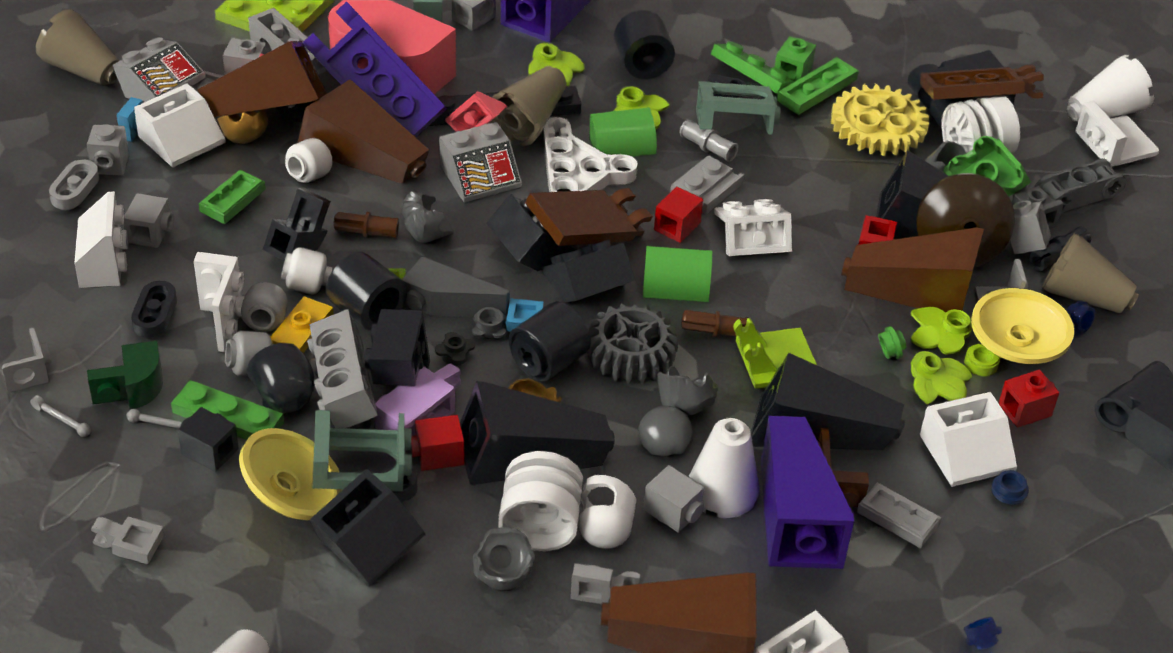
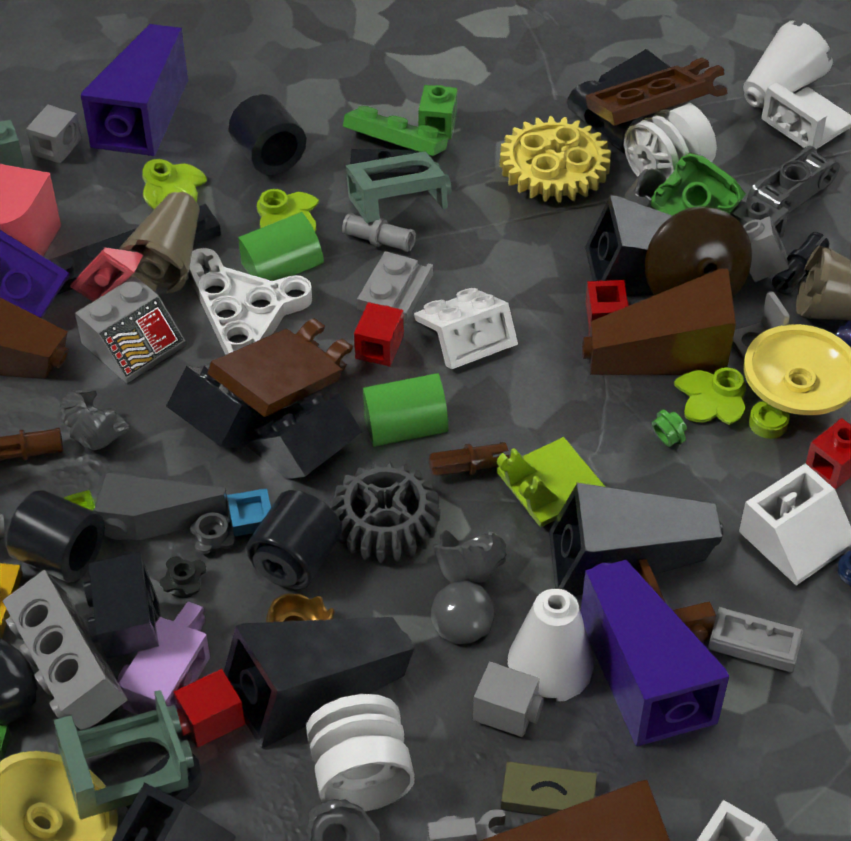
camera: 15 degrees left, 5 degrees up
(603, 524) = (440, 758): white helmet -> none
(670, 565) = (544, 788): none -> olive tile
(817, 85) = (472, 135): bright green plate -> none
(938, 377) = (733, 455): lime plate -> none

